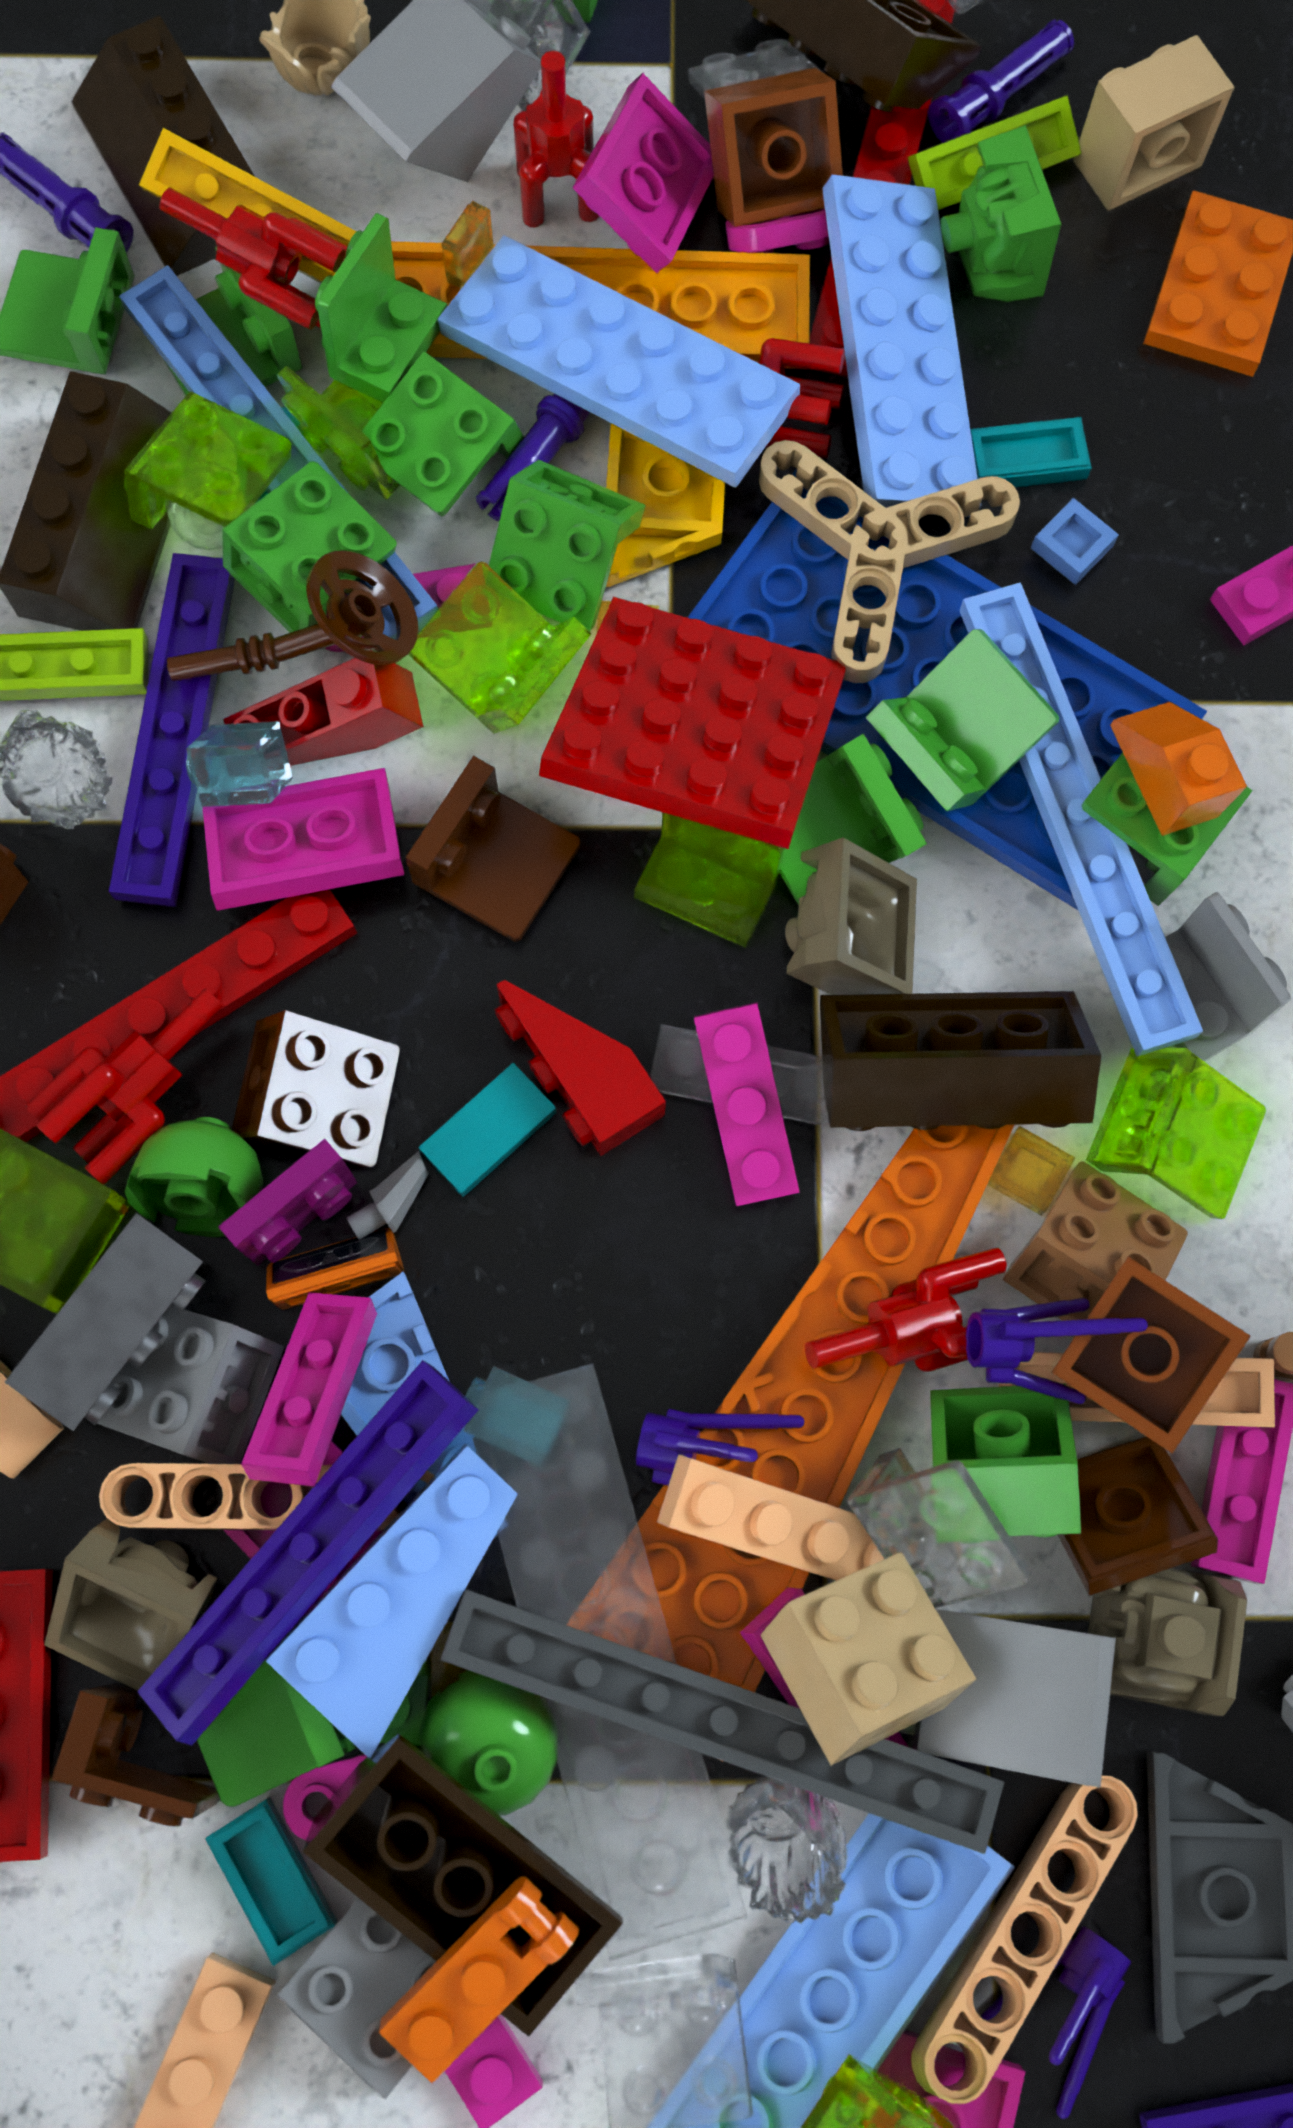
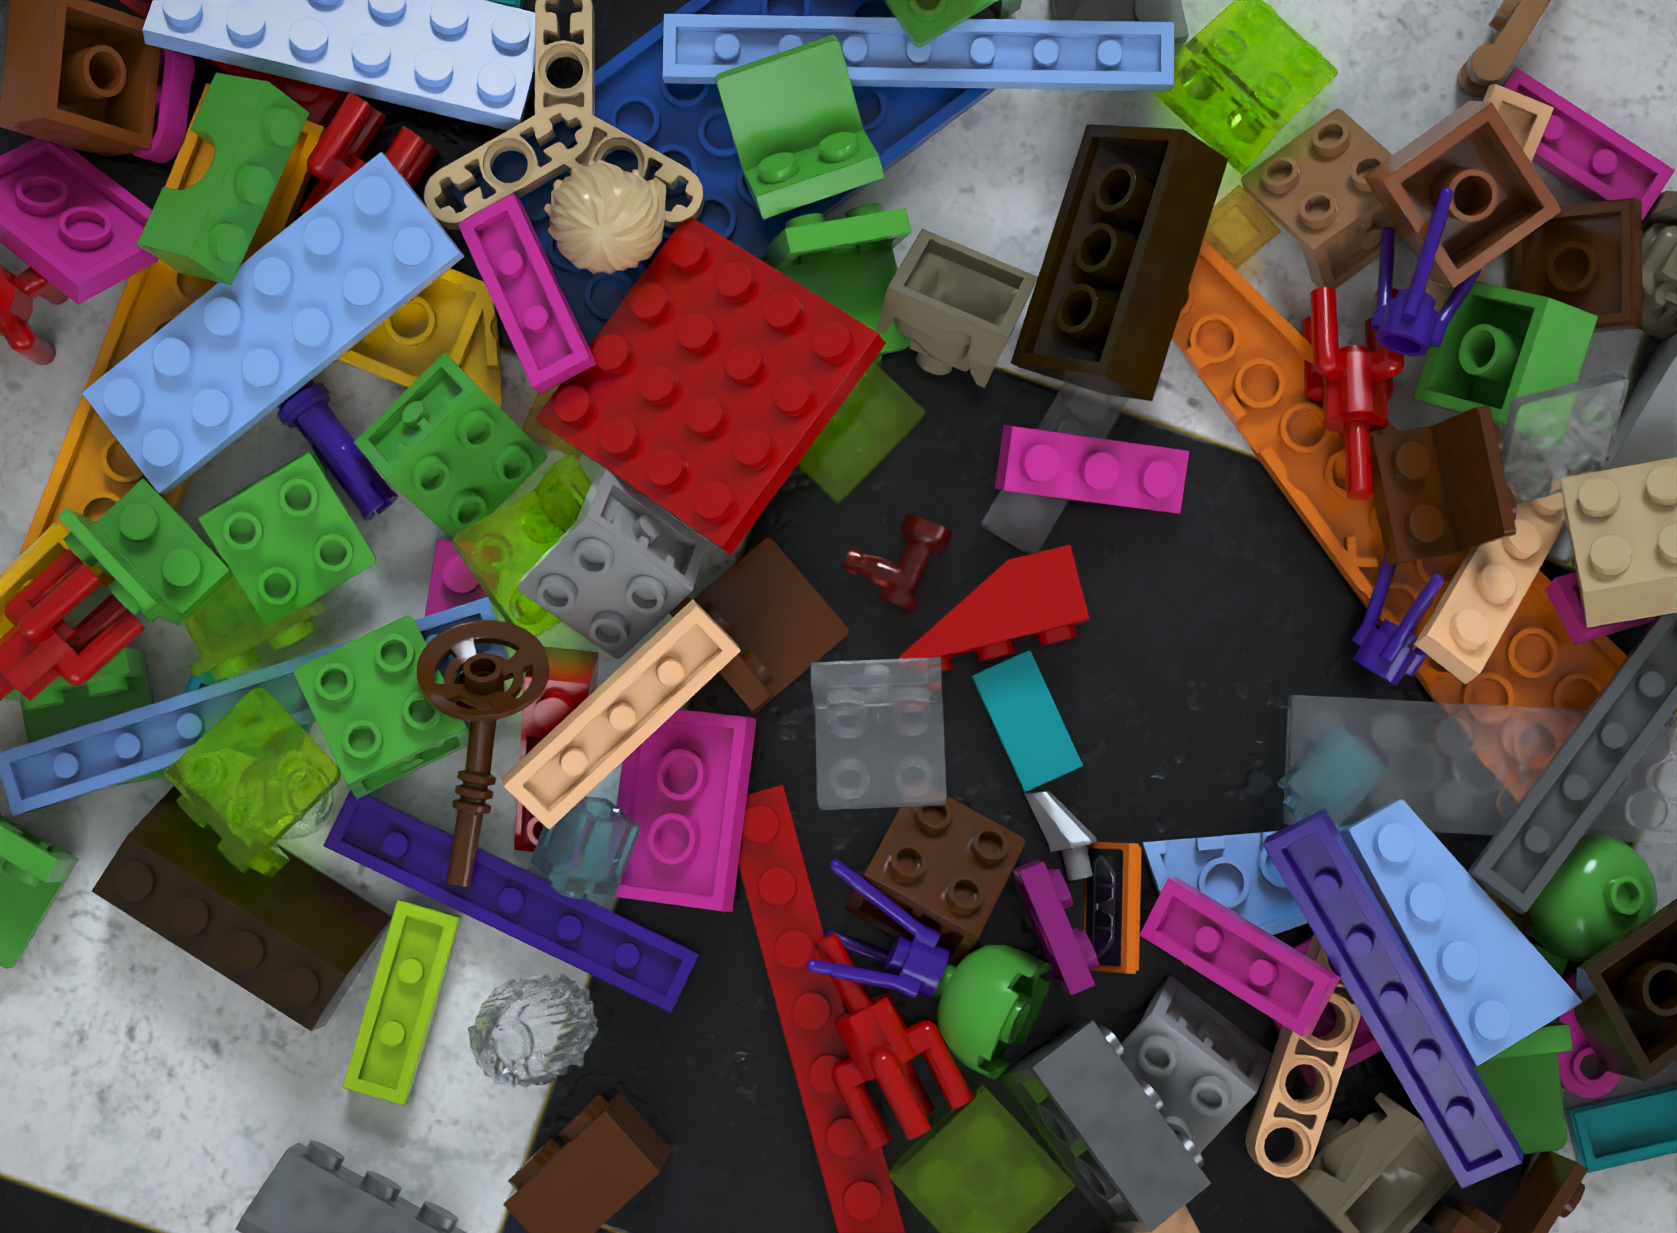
camera: 70 degrees left, 10 degrees up
(219, 1089) = (912, 963): none -> dark purple plant
(362, 738) = (620, 714): none -> light nougat plate
(429, 991) = (879, 733): none -> clear bracket
(467, 244) = (83, 434): clear yellow tile -> none
(499, 695) = (616, 567): none -> light grey bracket
(584, 972) = (902, 579): none -> clear red piece
(721, 549) = (526, 293): none -> dark pink plate
(761, 283) = (214, 221): none -> bright green arch
(815, 589) = (606, 217): none -> tan hair
(847, 1435) = (1441, 488): none -> reddish brown bracket

